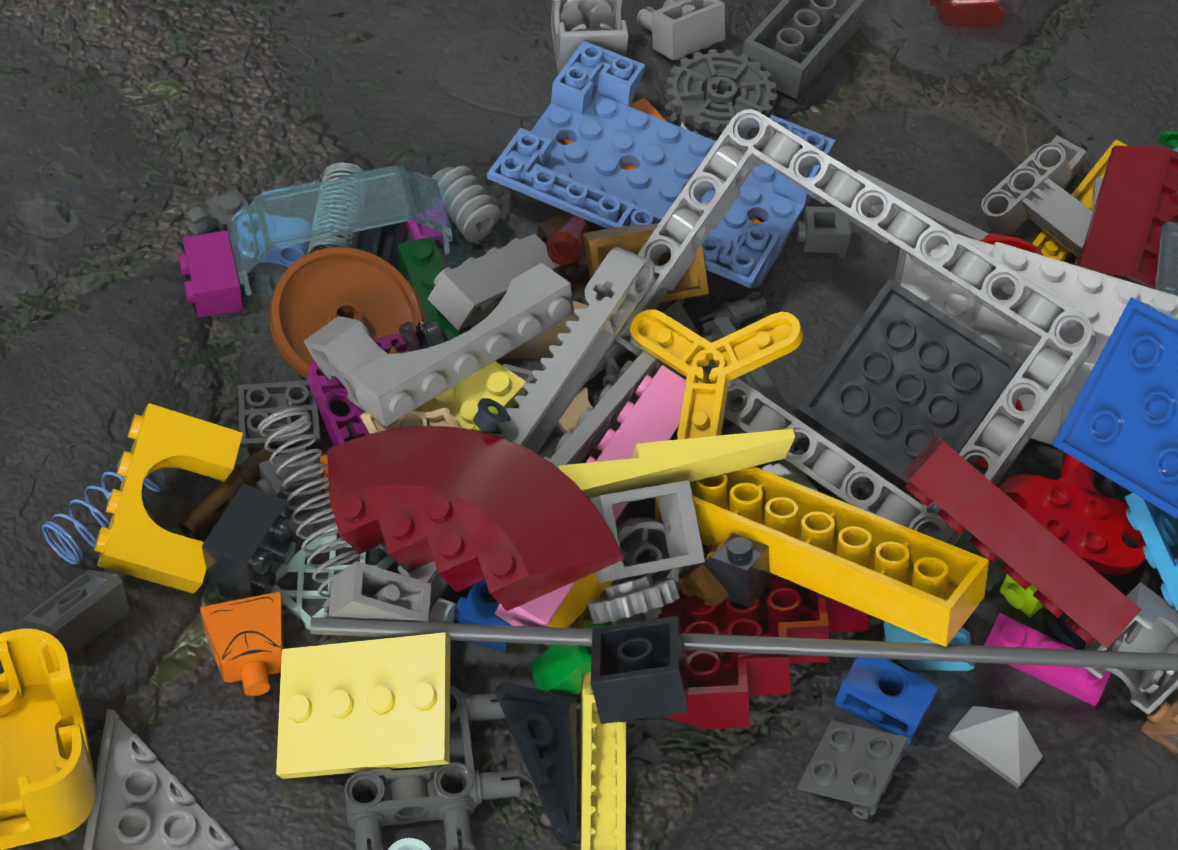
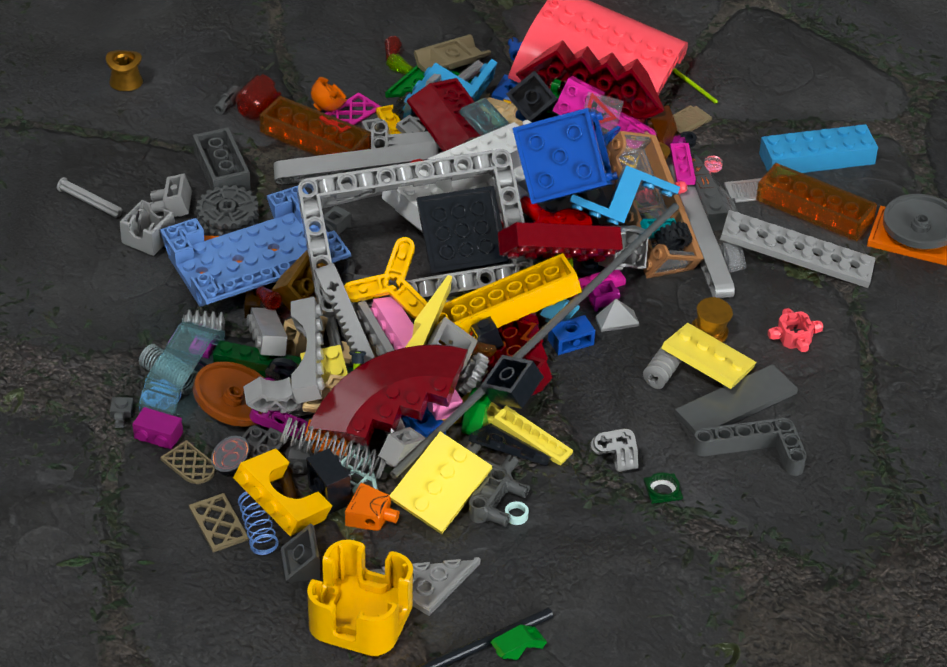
camera: 50 degrees left, 10 degrees down
(73, 435) = (236, 525): none -> dark tan window
(190, 321) = (177, 449): none -> dark tan window
(222, 391) = (230, 453): none -> black tile
(853, 765) = (591, 361): dark grey hinge -> none
(958, 177) = (315, 166): none -> light grey beam
(977, 97) = (311, 129): none -> clear orange brick
(1025, 690) = (603, 295): none -> magenta brick
(1068, 67) = (327, 96): none -> orange cylinder
(1094, 105) = (349, 103): none -> dark pink window

